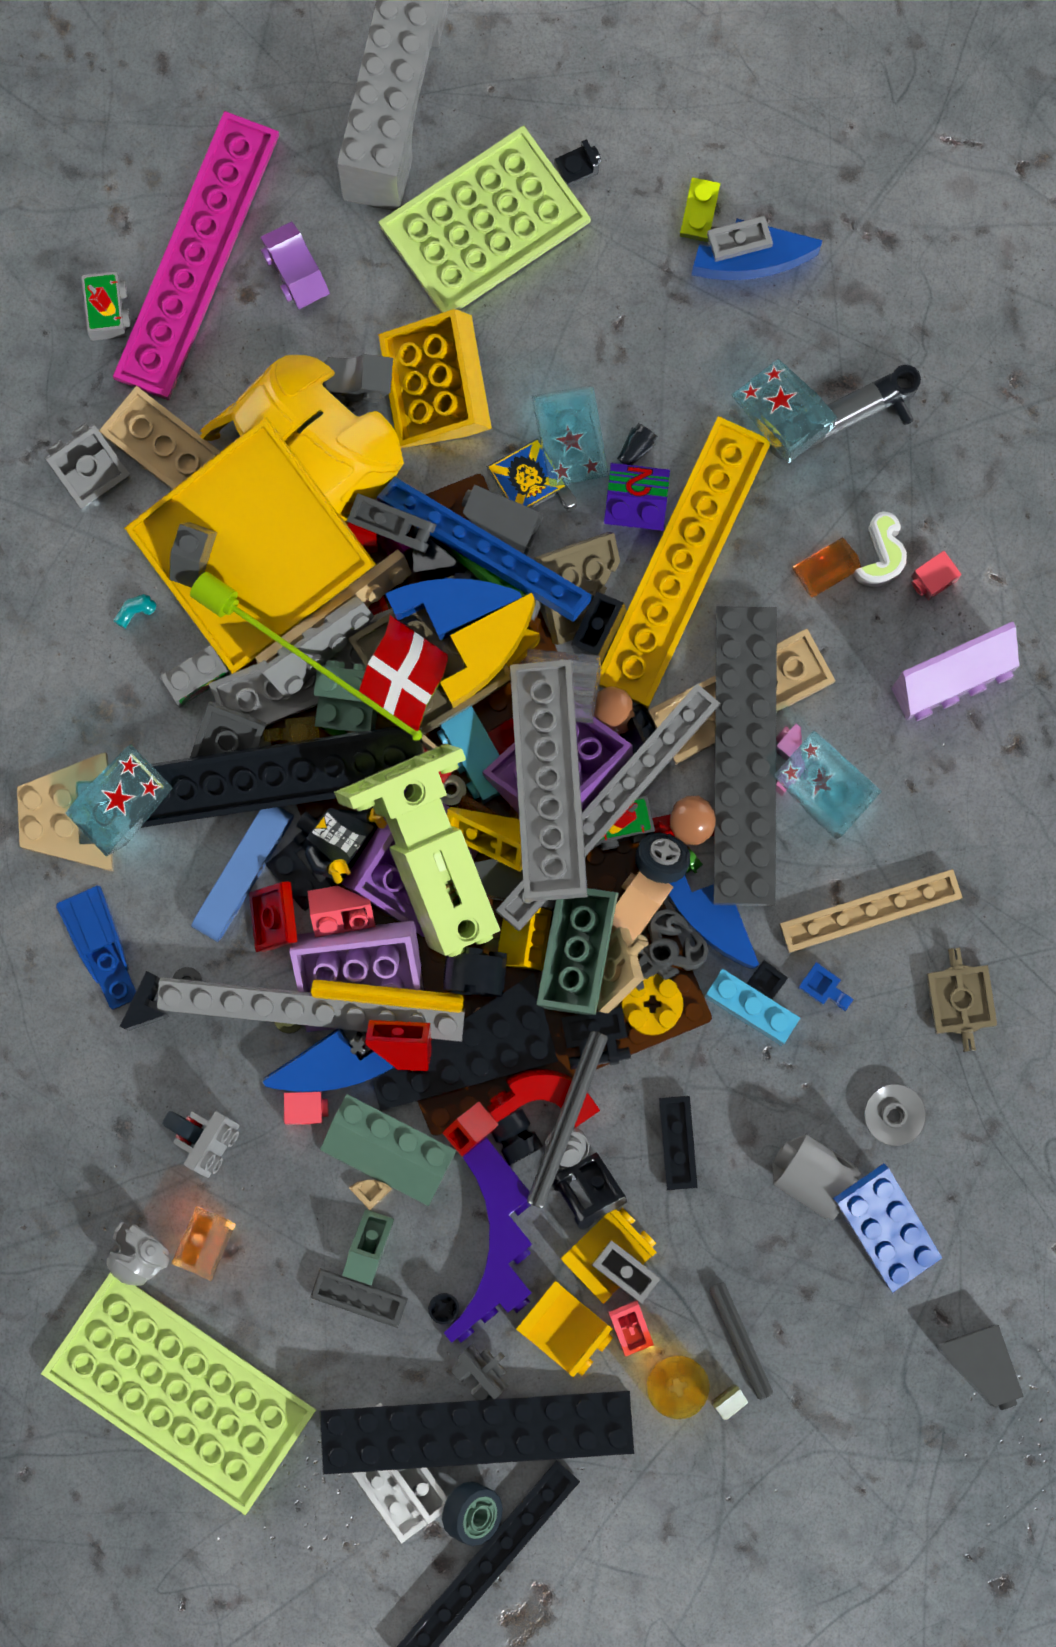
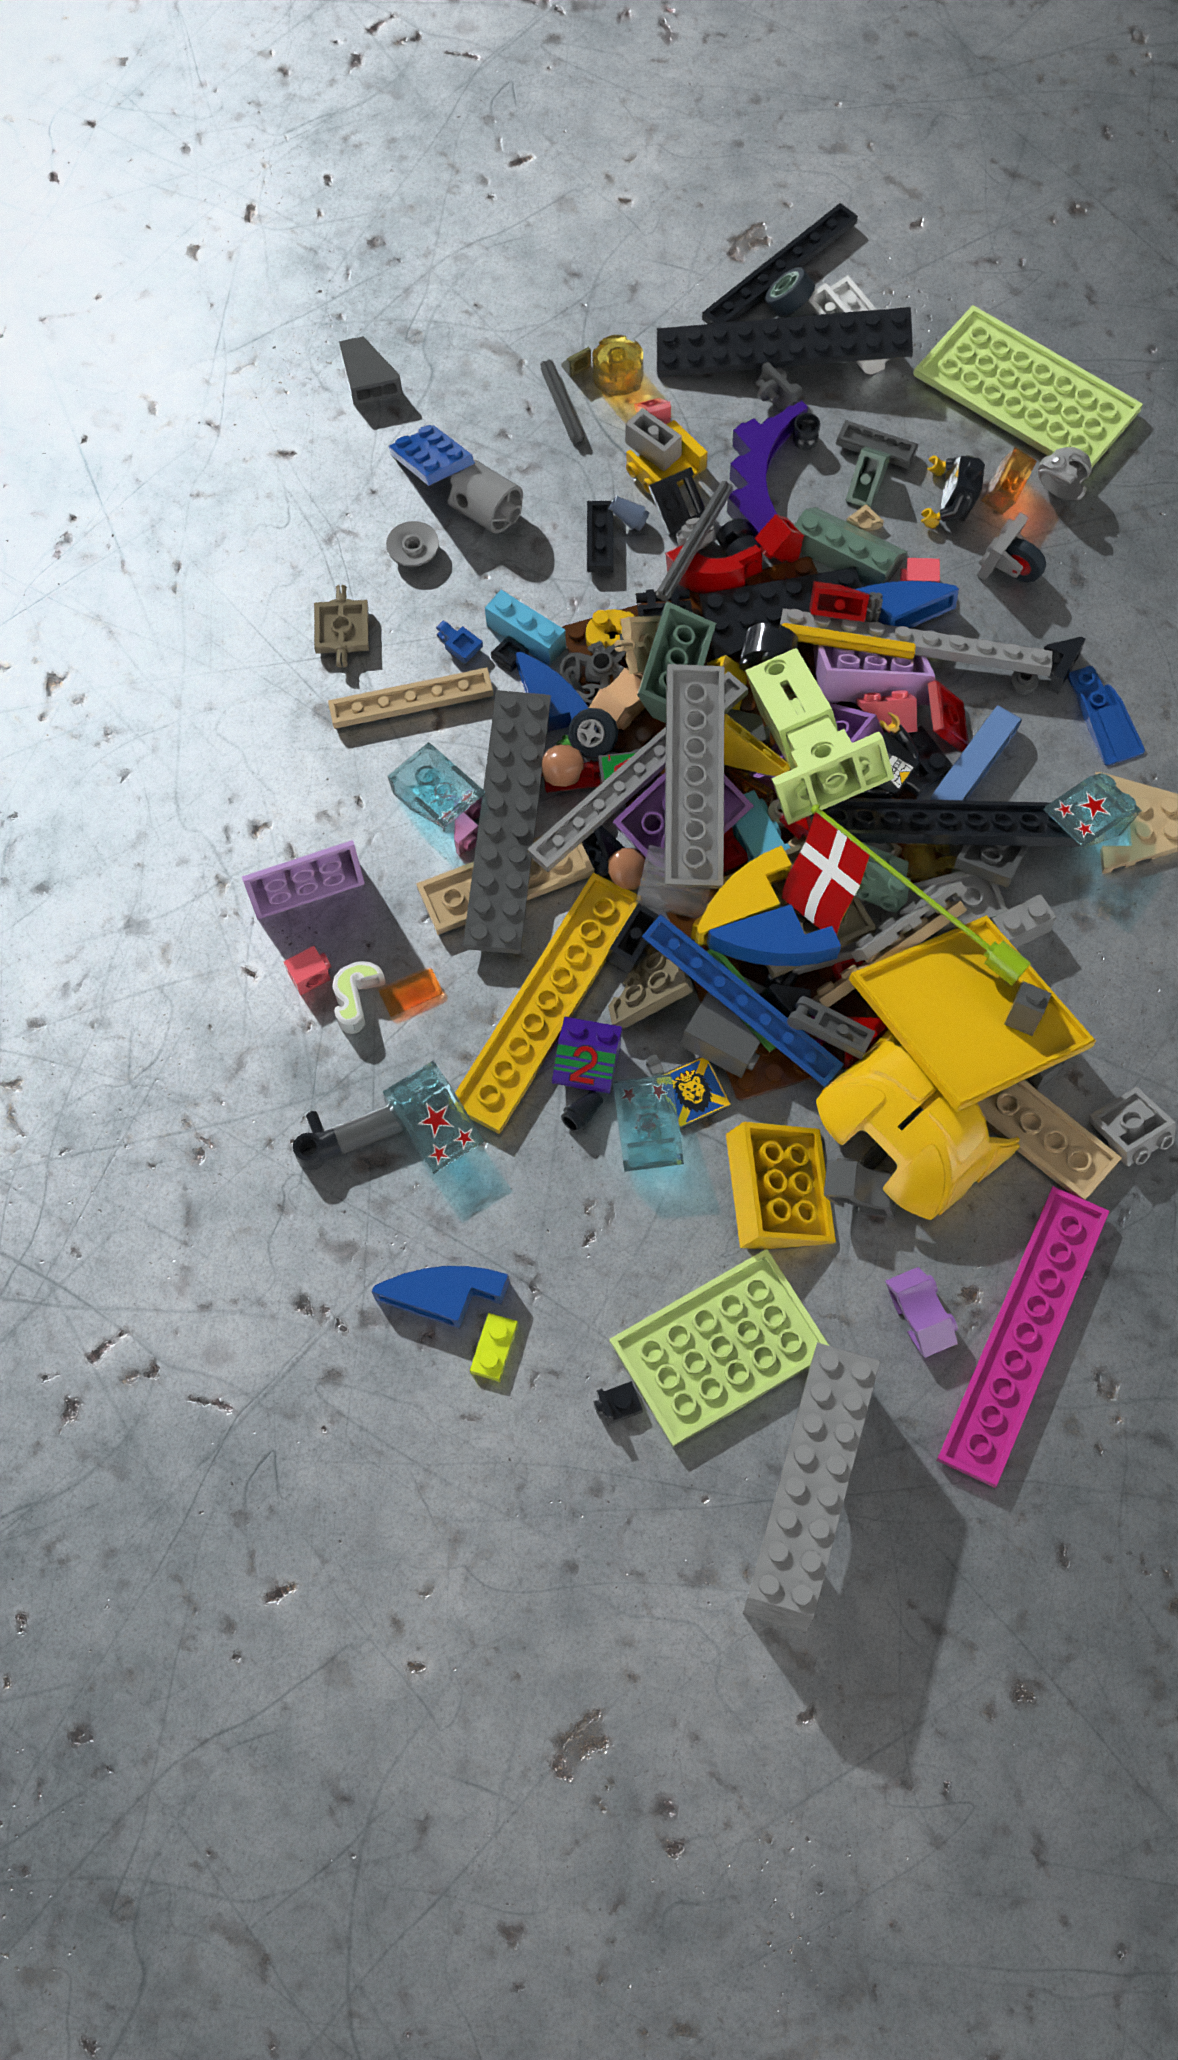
camera: 170 degrees left, 15 degrees down
(104, 305) = (1120, 1284): brick -> none
(133, 606) = (1080, 995): teal arm -> none
(259, 1231) = (960, 490): none -> black torso
(565, 1330) = (705, 415): yellow panel -> none
(644, 1172) = (630, 513): none -> sand blue cone
(739, 238) = (457, 1291): light grey plate -> none

